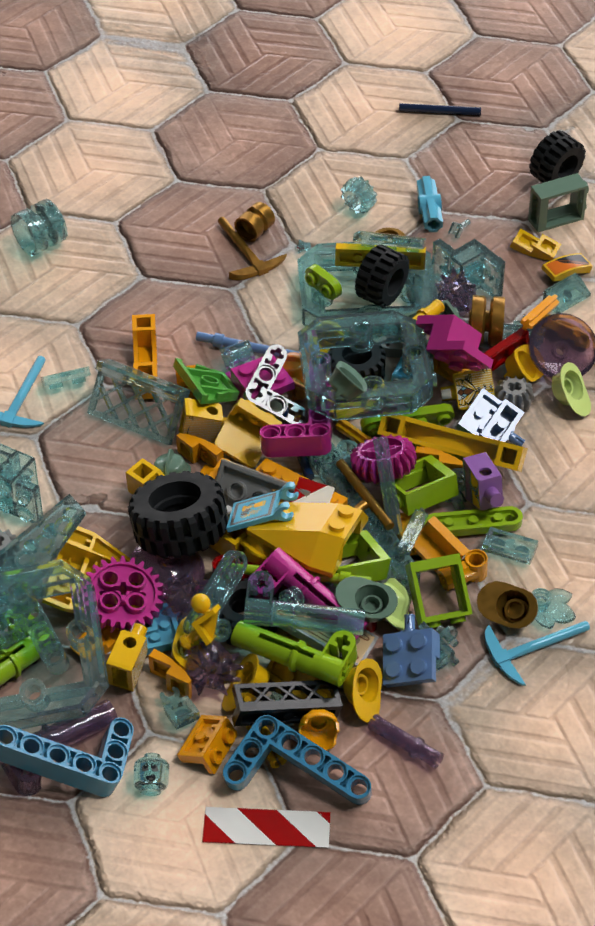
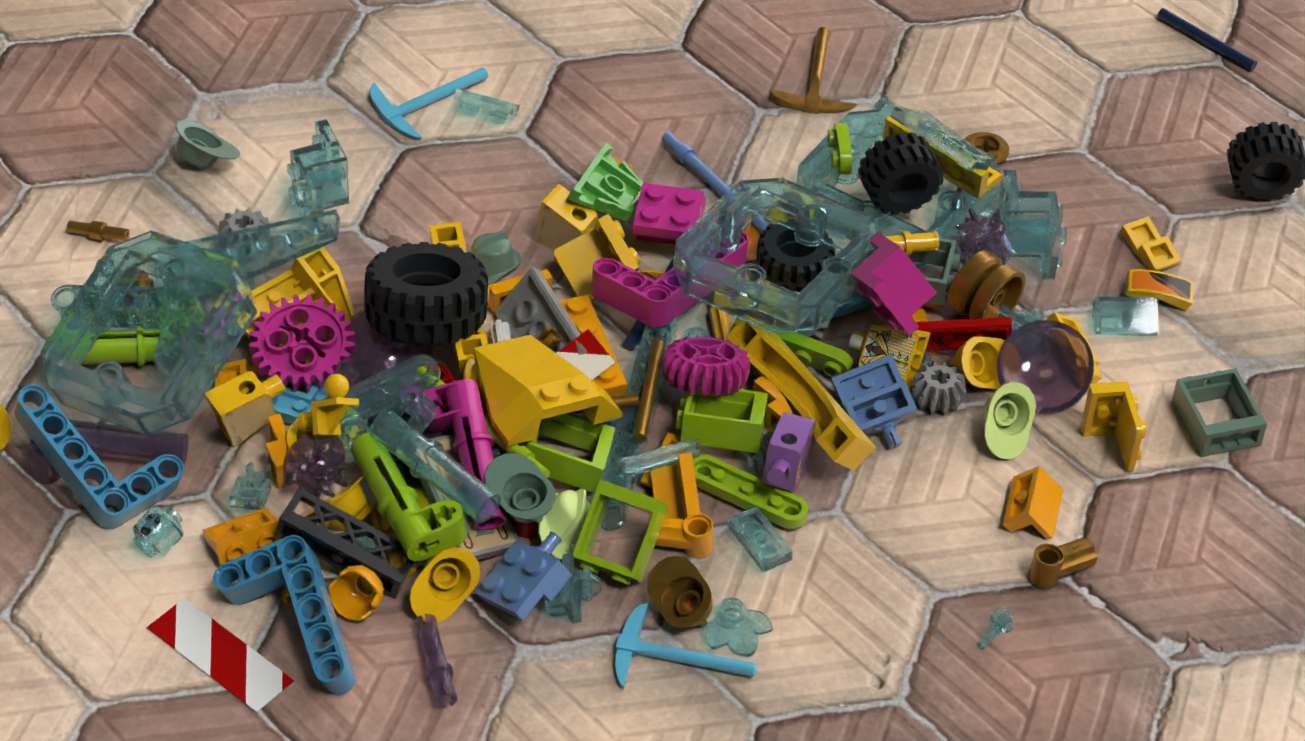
camera: 35 degrees right, 0 degrees up
(142, 381) = (536, 146): clear light blue fence -> none
(145, 346) = (603, 107): light orange arch -> none
(196, 448) = (539, 249): light orange slope -> none
(237, 354) = (679, 174): clear light blue brick -> none
(254, 221) = (853, 49): pearl gold wheel -> none
(262, 509) = (511, 336): medium azure flag -> none
(266, 395) = (647, 229): beam -> none
(291, 594) = (447, 439): clear light blue bush -> none
(347, 382) = (715, 252): sand green piece -> none
(358, 195) = (995, 81): clear light blue gear -> none
(387, 482) = (673, 390): clear light blue axle -> none
(429, 204) = (1073, 134): medium azure piece -> none
(457, 228) = (1077, 177): clear light blue hand -> none
(539, 312) = (1052, 312): light orange axle -> none
(545, 219) = (1216, 228): sand green window -> none

